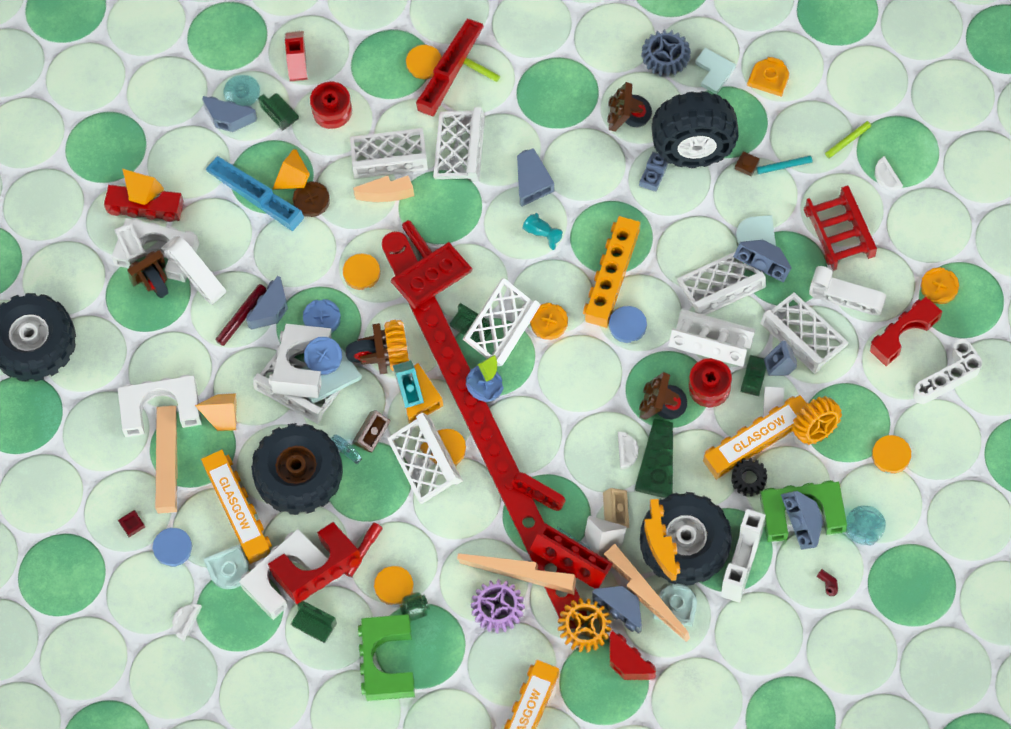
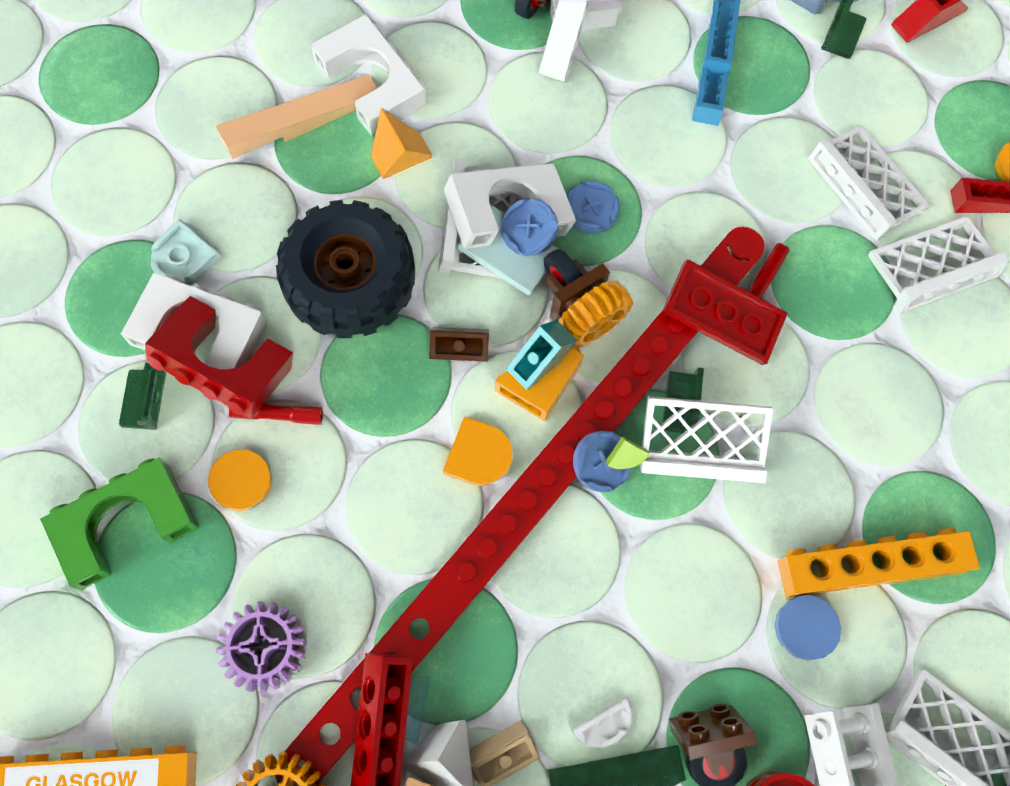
camera: 55 degrees right, 5 degrees up
(131, 523) = (197, 117): dark red tile -> none
(172, 547) = (183, 176): medium blue tile -> none
(184, 619) = (86, 236): white tile -> none
(236, 506) = (267, 224): brick -> none
(240, 315) = (543, 112): dark red axle -> none
(269, 306) = (572, 137): sand blue slope -> none
(292, 173) = (769, 75): light orange slope -> none
(311, 199) = (748, 120): reddish brown tile -> none
(331, 105) = (890, 80): red wheel -> none
(346, 448) = (415, 321): clear light blue tile -> none
(361, 271) = (682, 225): light orange tile -> none
(385, 190) = (813, 199): light nougat slope -> none
(415, 606) = (213, 524): clear green head -> none
(439, 451) = (465, 442): white fence -> none
(521, 570) = (330, 662): light nougat slope -> none
(532, 177) = (950, 380): sand blue slope -> none
(537, 226) = (881, 421): teal animal -> none
(538, 491) = (470, 621): red beam -> none
(549, 321) = (748, 508): light orange tile -> none

